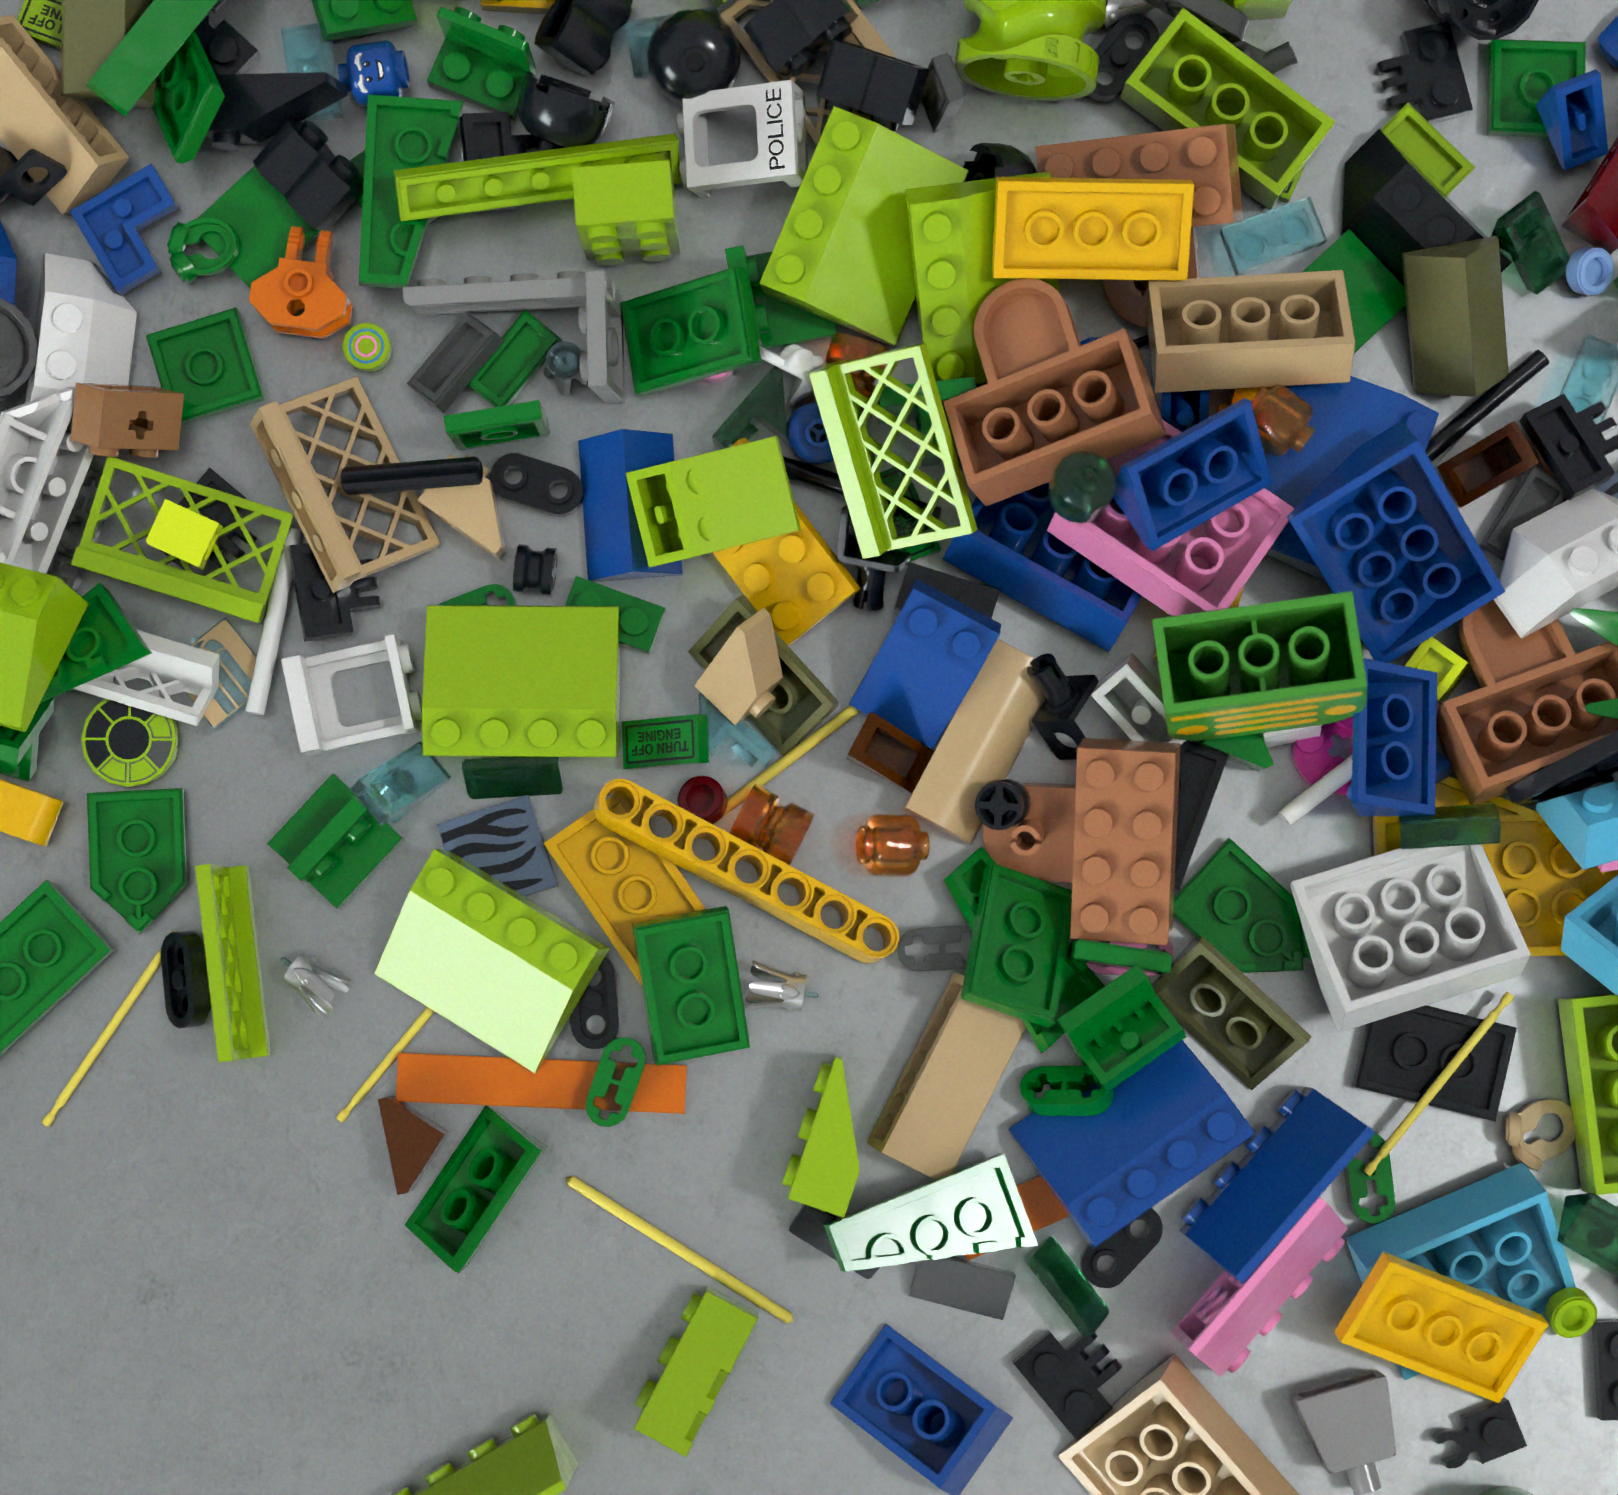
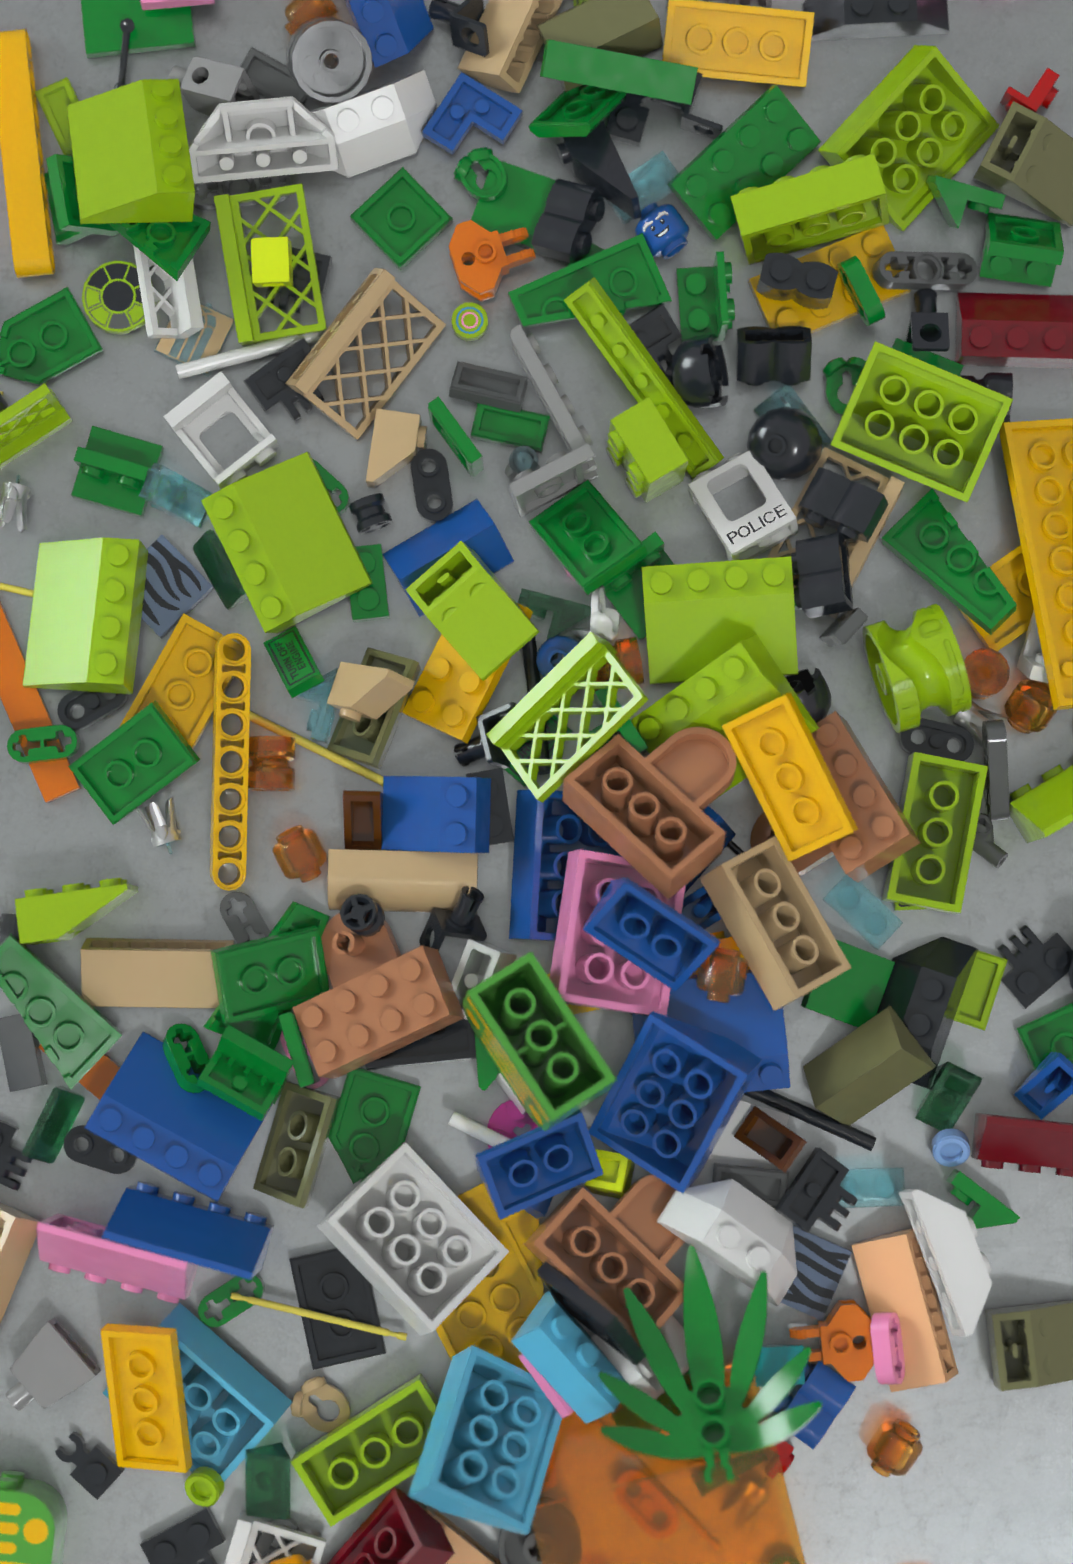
camera: 65 degrees right, 0 degrees up
(126, 418) = (334, 183): medium nougat brick -> none
(412, 475) = (390, 396): black axle -> none
(703, 798) = (267, 708): dark red tile -> none
(1082, 487) = (589, 856): clear green head -> none
(1451, 827) = (499, 1236): clear green slope -> none

